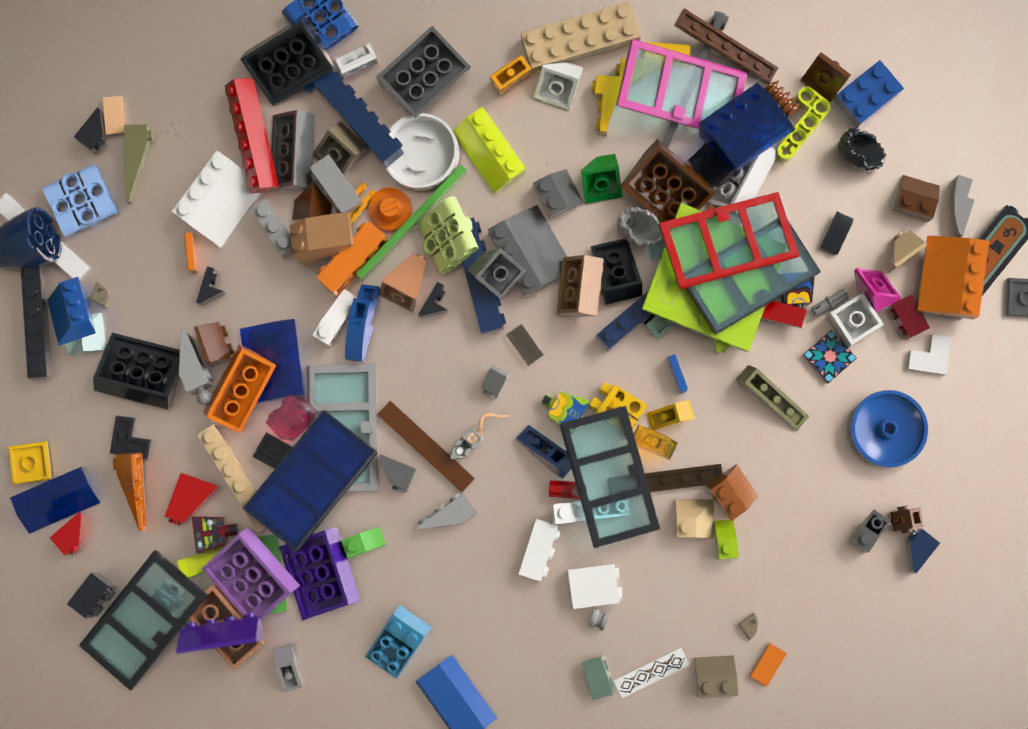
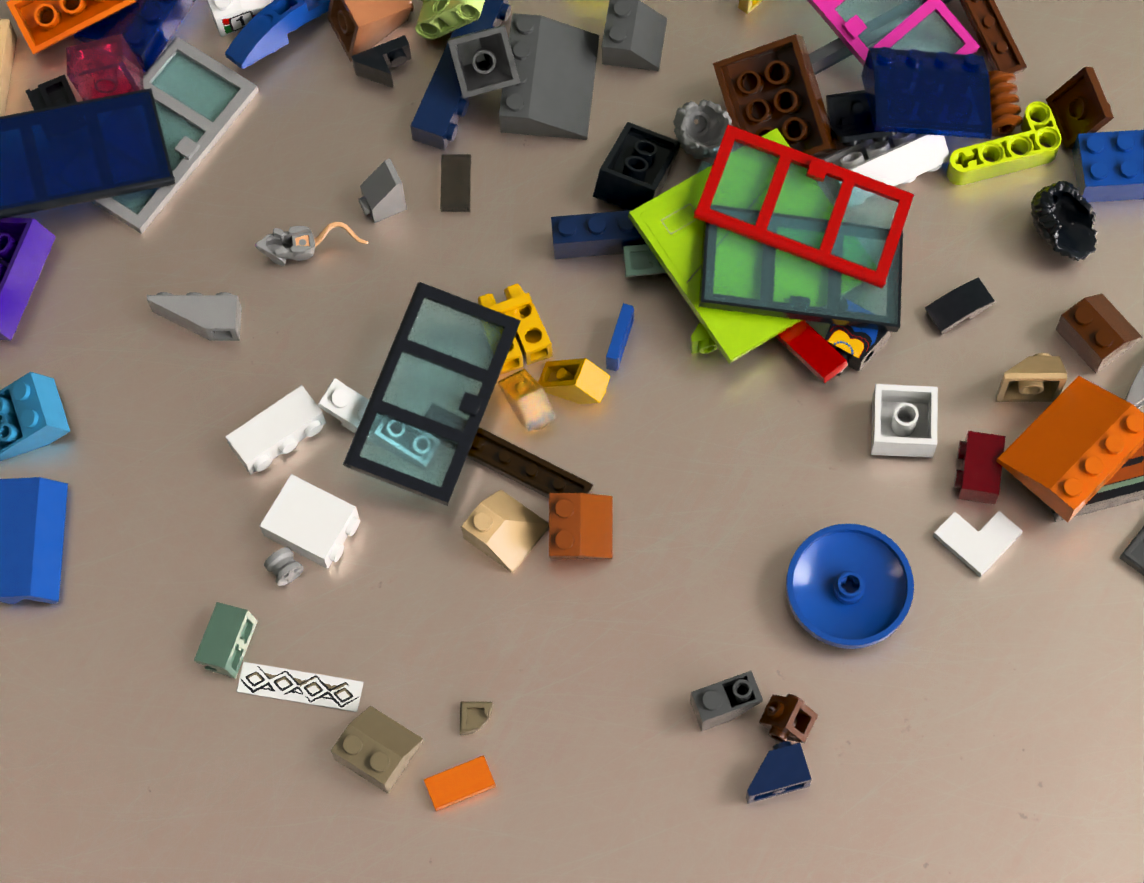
camera: 40 degrees right, 15 degrees down
(363, 542) = (70, 275): bright green slope -> none
(397, 473) = (179, 224): dark grey slope -> none
(425, 446) = (240, 220): reddish brown tile -> none
(545, 451) = (379, 316): dark blue slope -> none
(562, 489) = (360, 375): red piece -> none
(565, 407) = (447, 276): torso -> none
(580, 286) = (575, 149): medium nougat brick -> none
(601, 179) = (695, 49): green slope -> none
(725, 539) = (524, 583): lime slope -> none
(772, 396) = (723, 448): olive slope -> none
(829, 302) = (867, 380): light grey axle -> none
(829, 356) = (838, 449): tile -> none
(876, 288) = (961, 398): dark pink slope -> none

